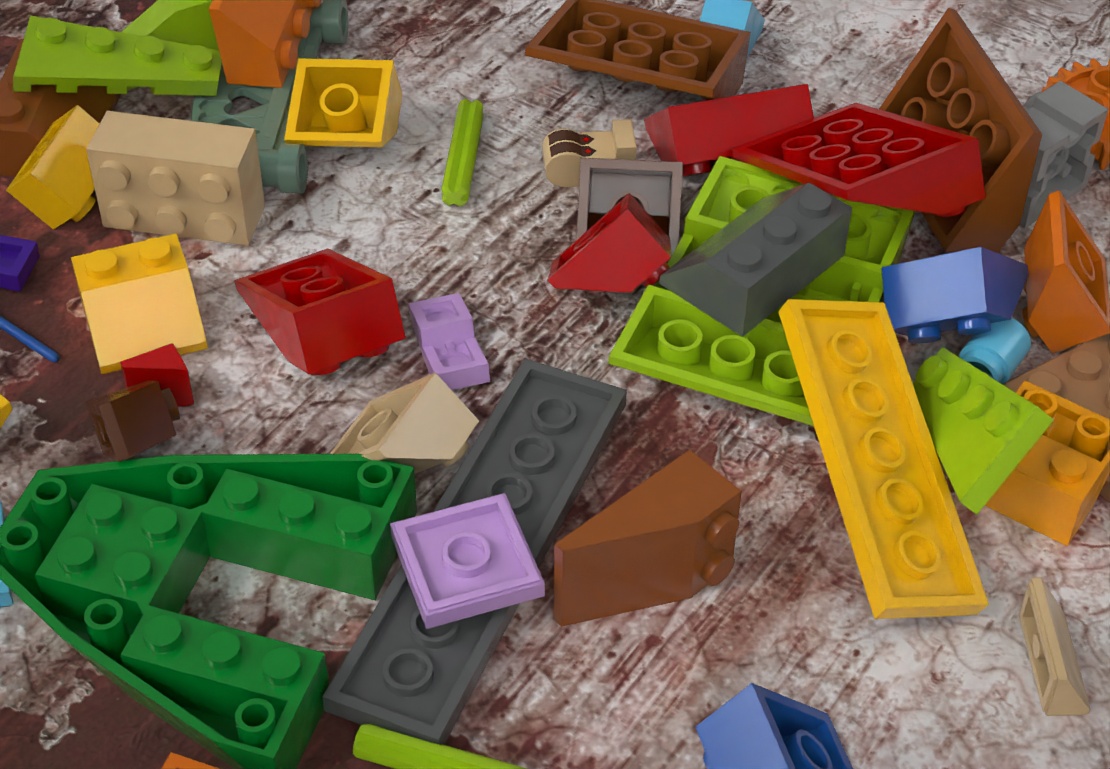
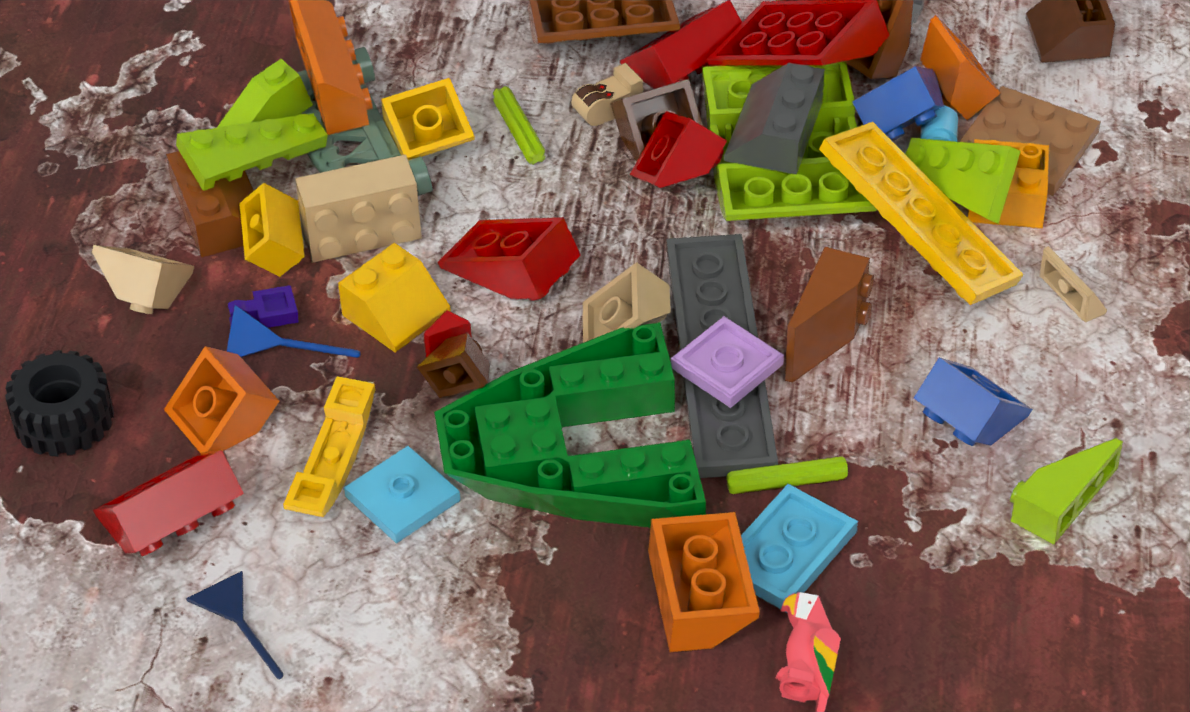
camera: 25 degrees left, 0 degrees up
(448, 341) = (602, 248): lavender slope -> none

